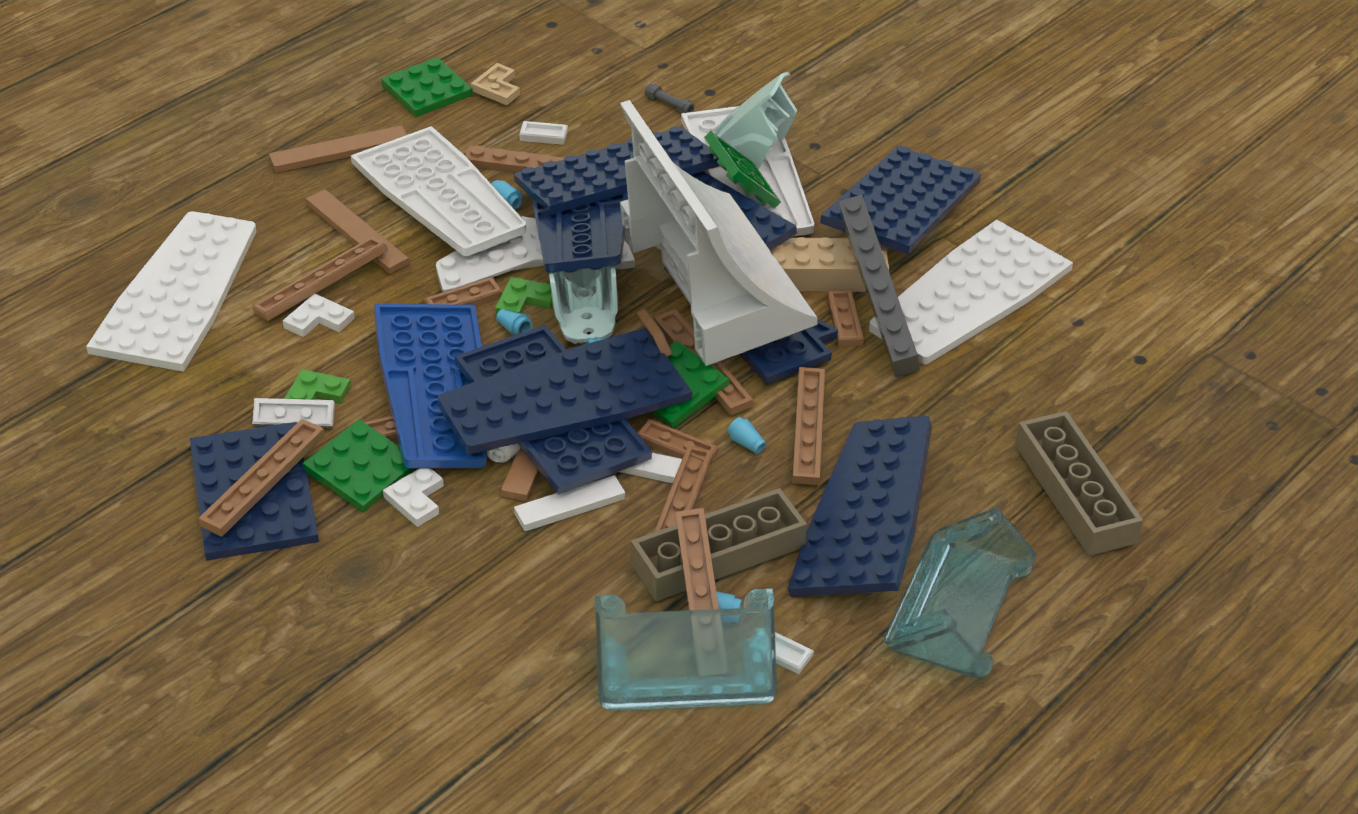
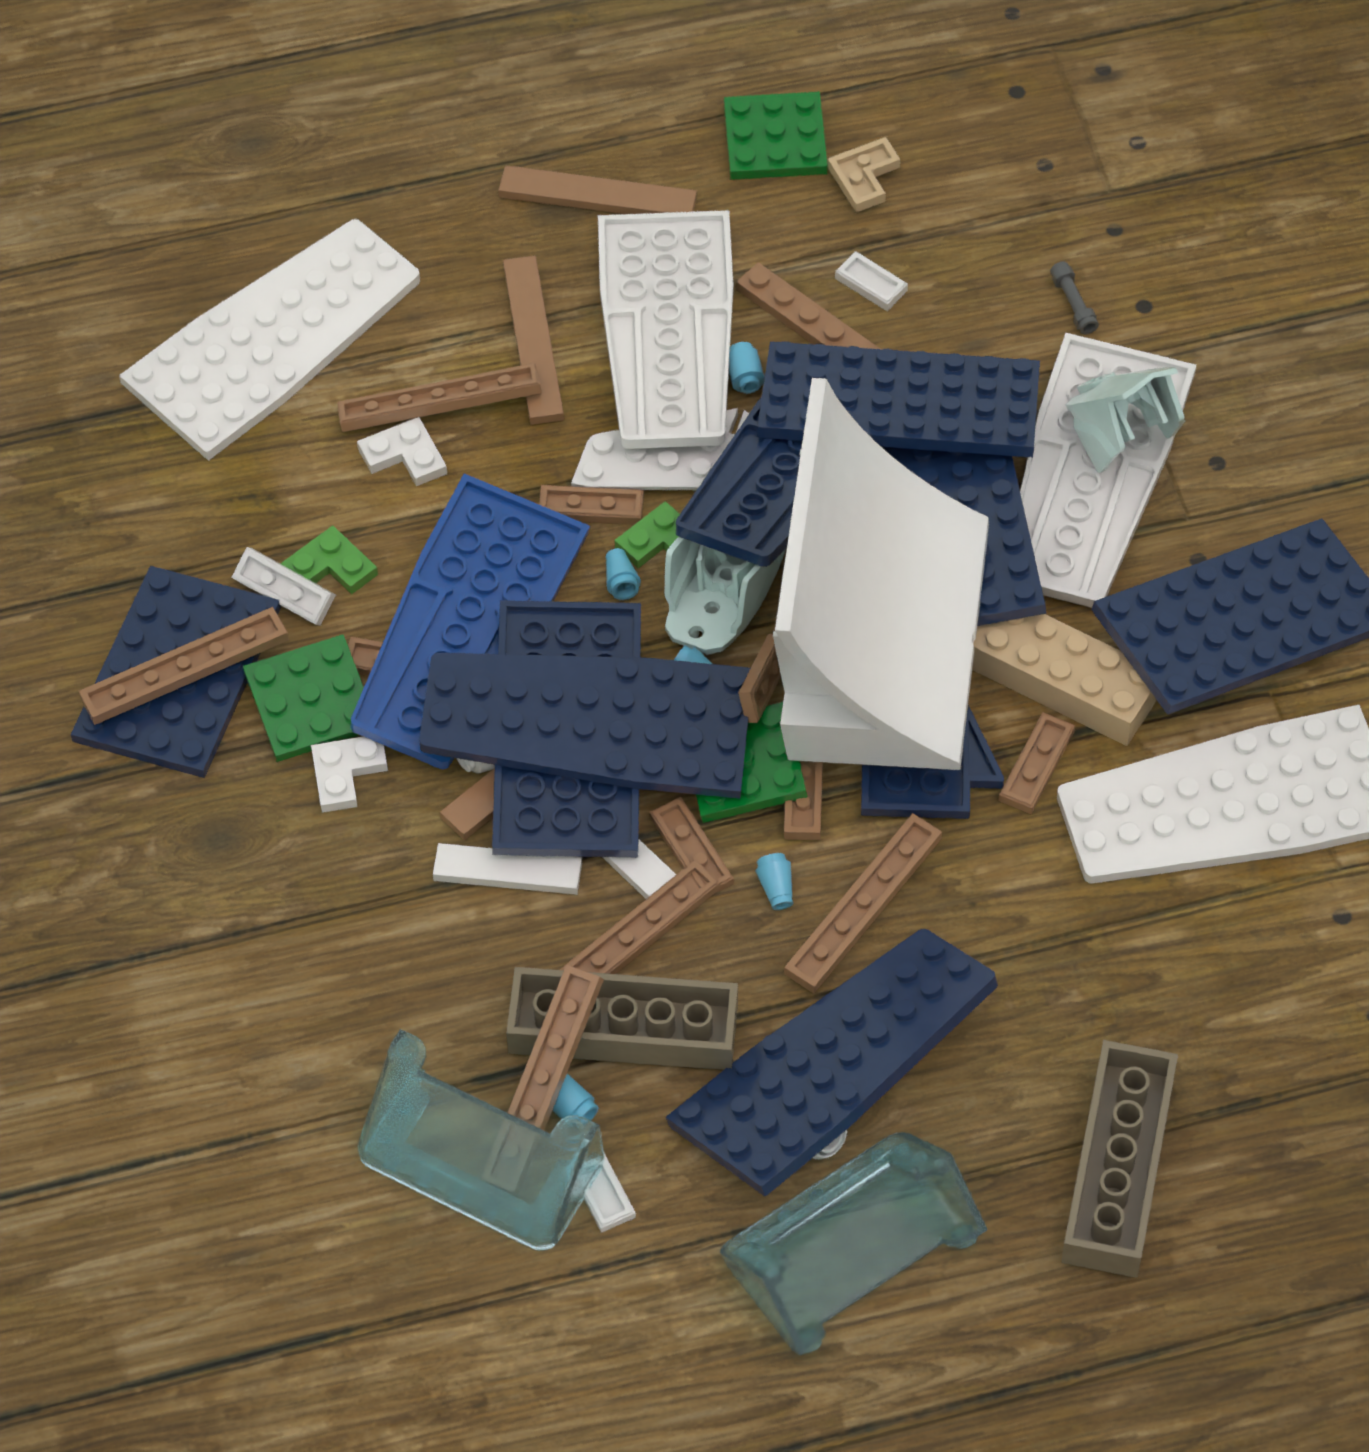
camera: 35 degrees right, 15 degrees up
(741, 170) = (1048, 478): green plate -> none
(879, 286) = (1085, 746): dark grey brick -> none

